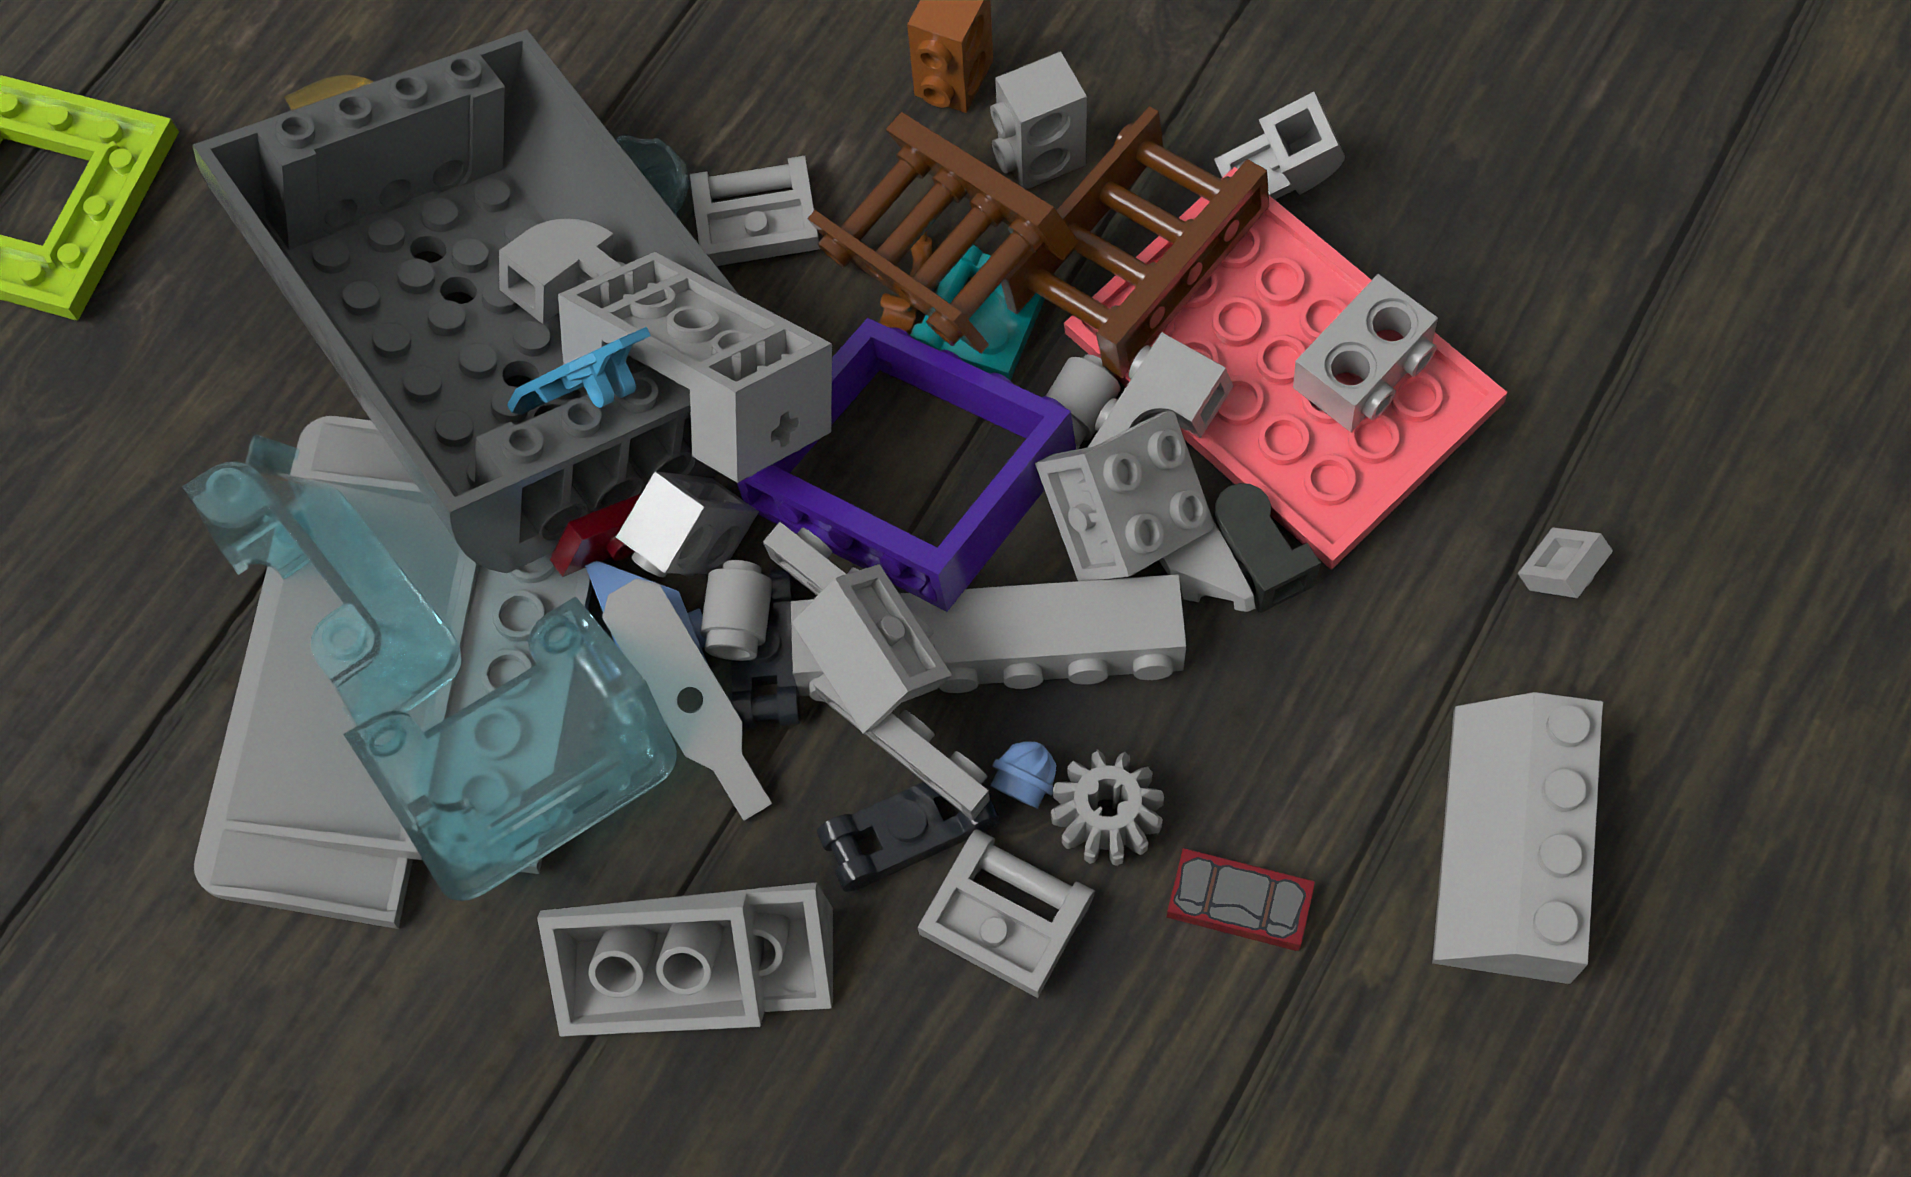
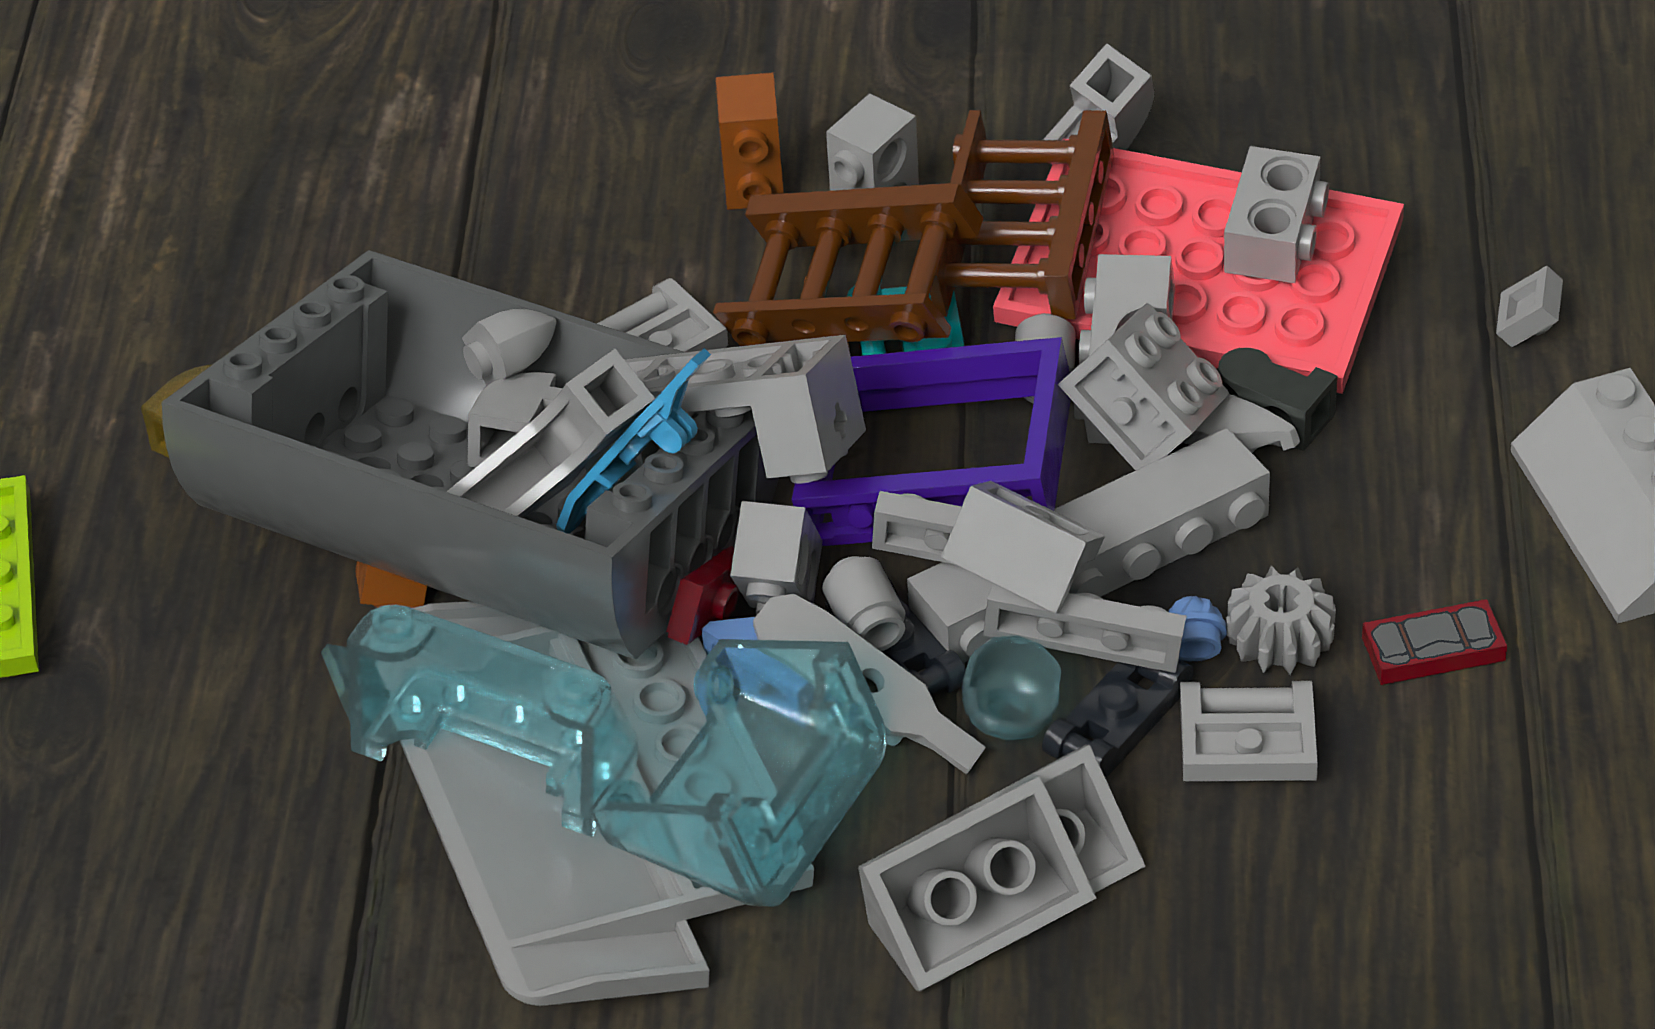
camera: 30 degrees left, 20 degrees down
(505, 342) = (560, 440): none -> light grey arch
(583, 187) = (507, 343): none -> light grey plate
(817, 763) = (1011, 688): none -> clear light blue hair

